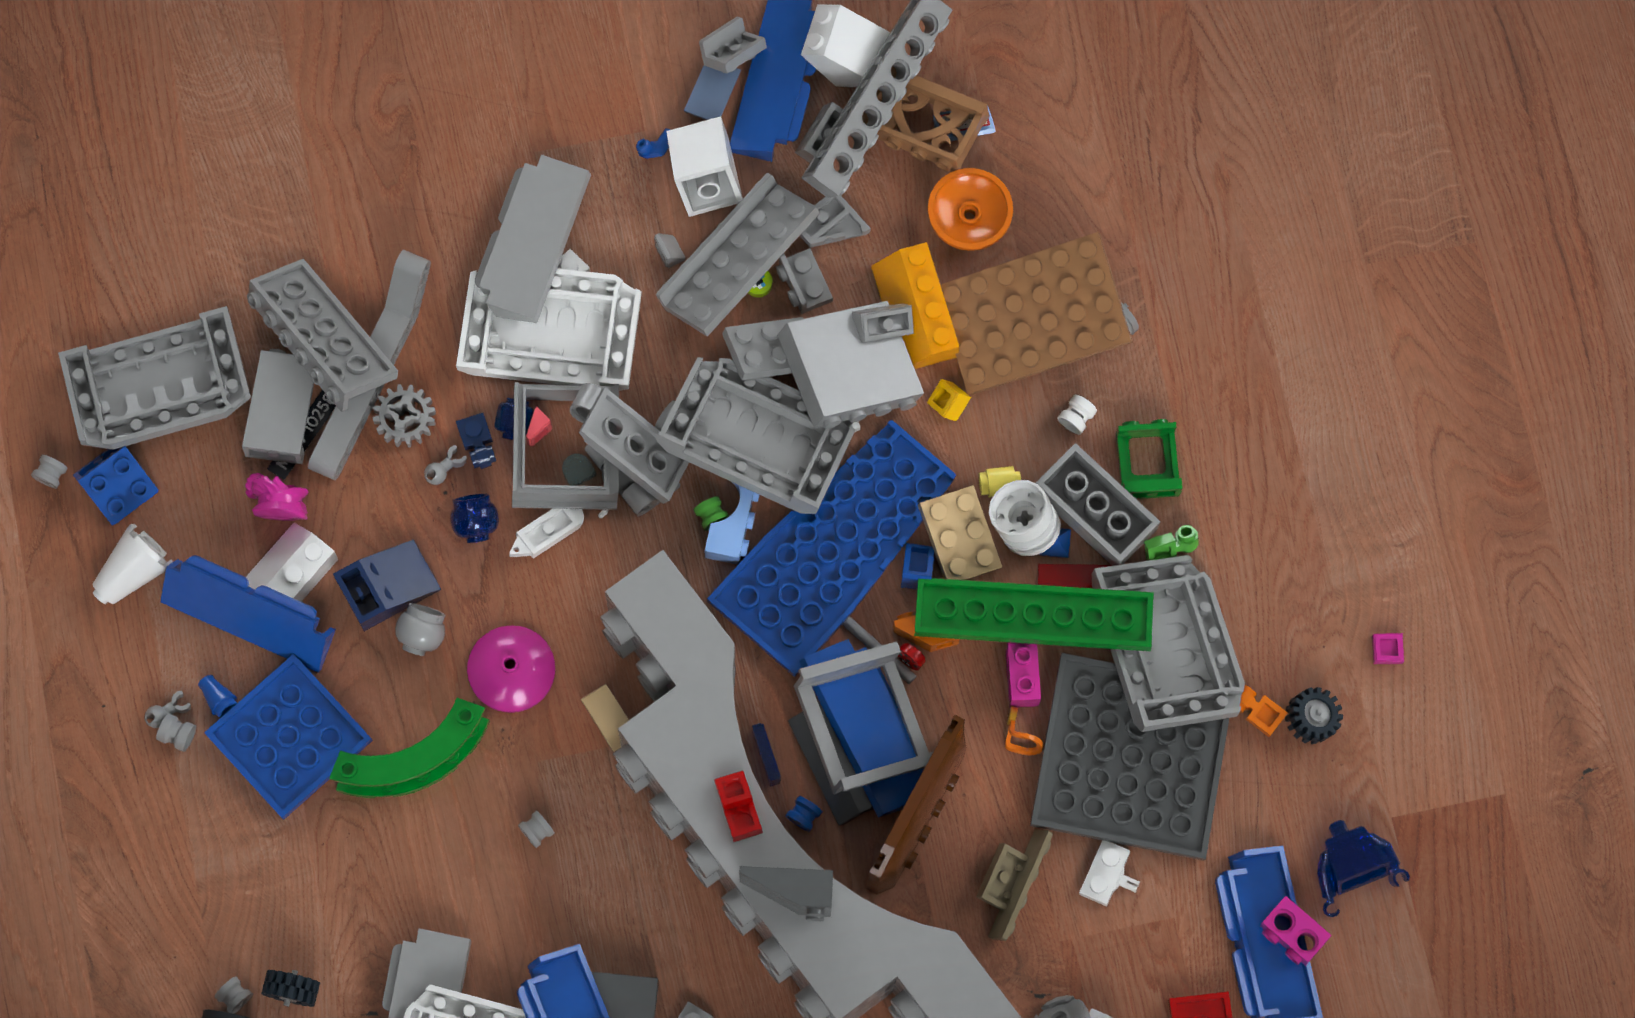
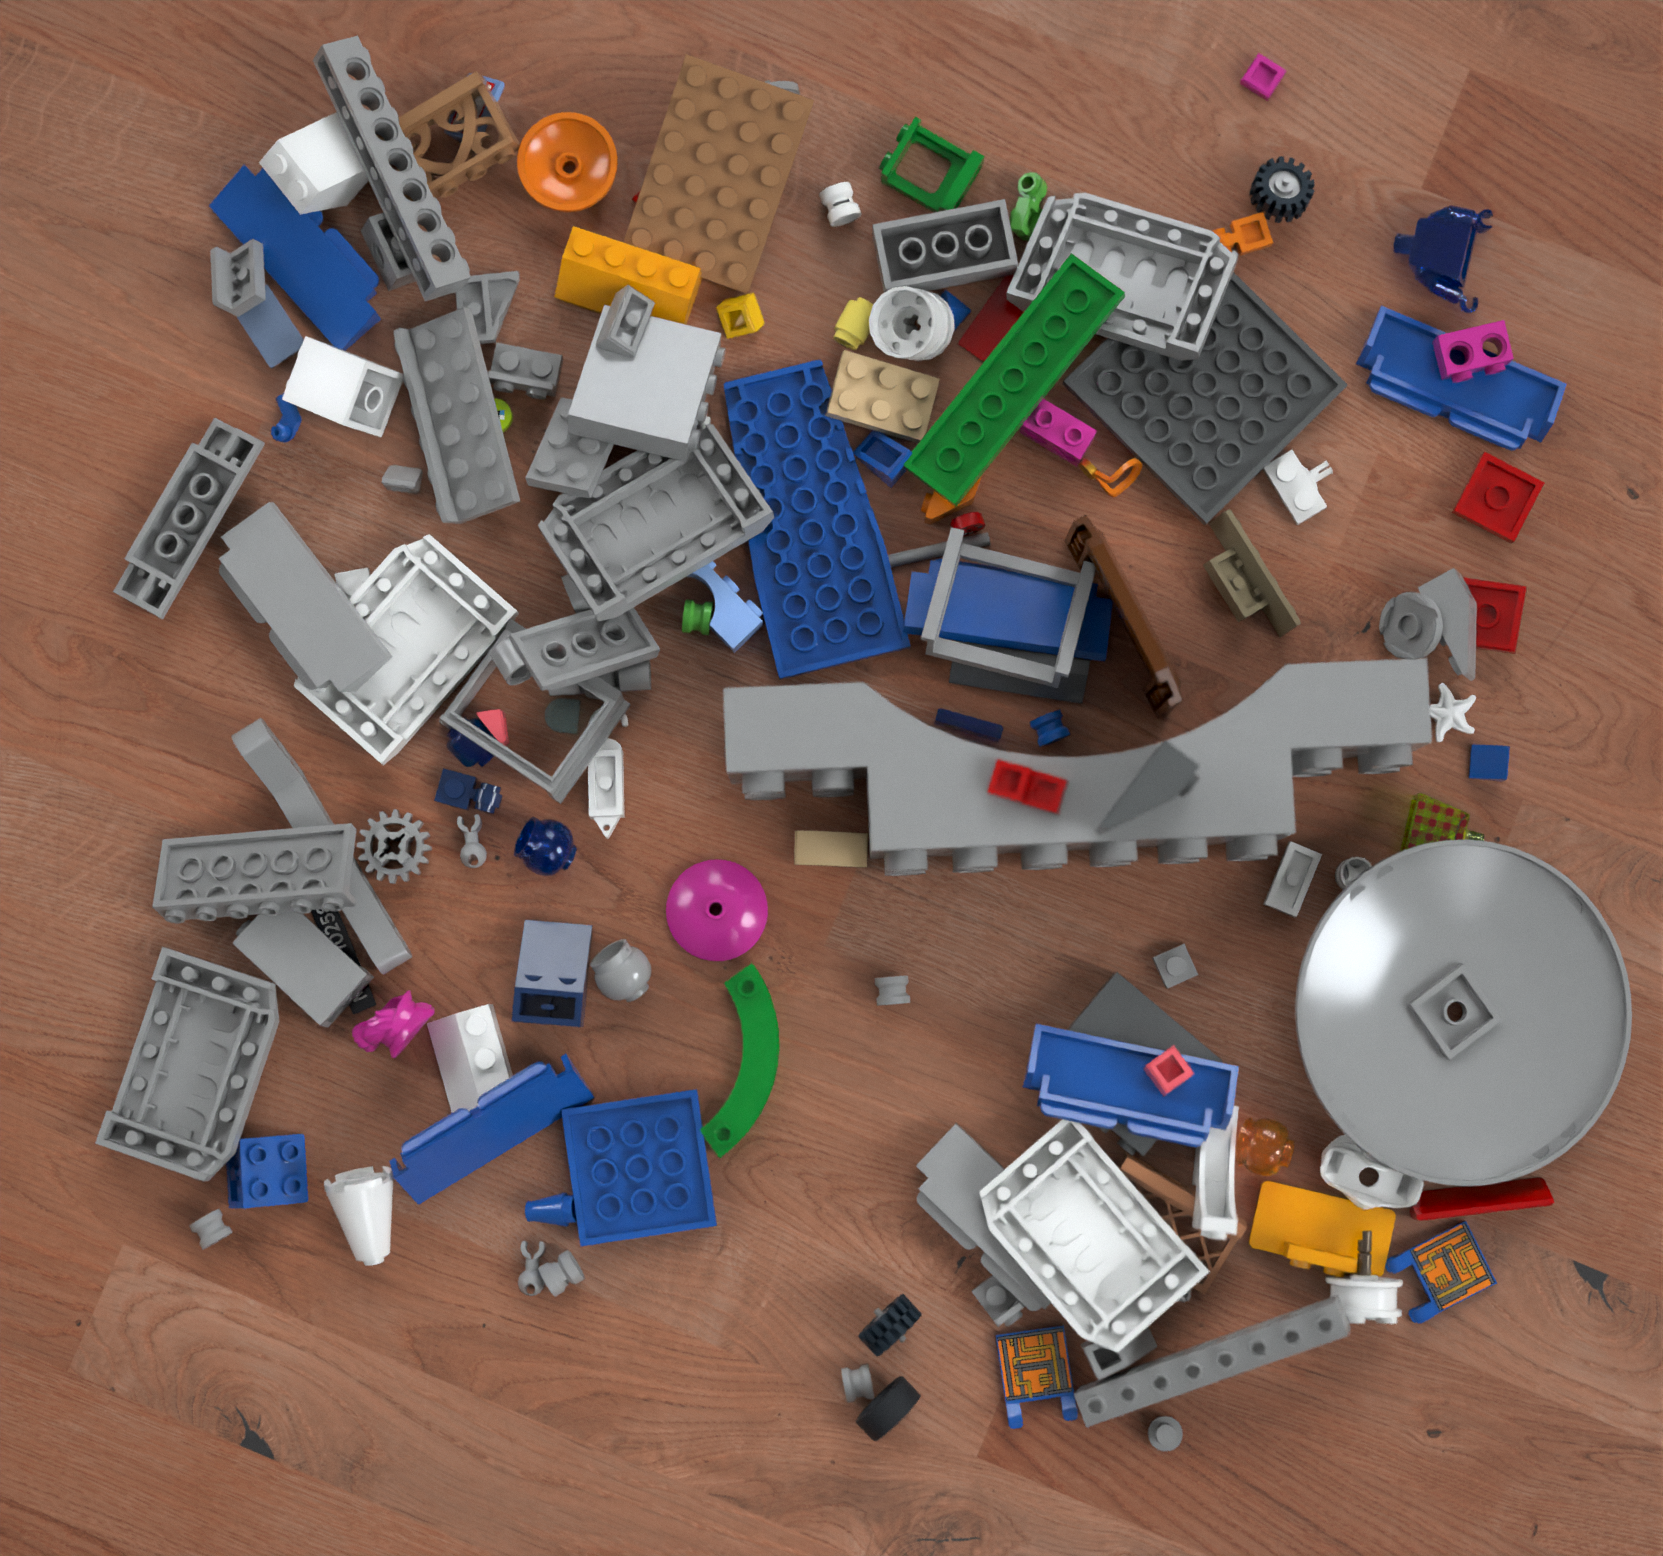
camera: 50 degrees left, 10 degrees up
(539, 123) = (186, 516): none -> light grey slope

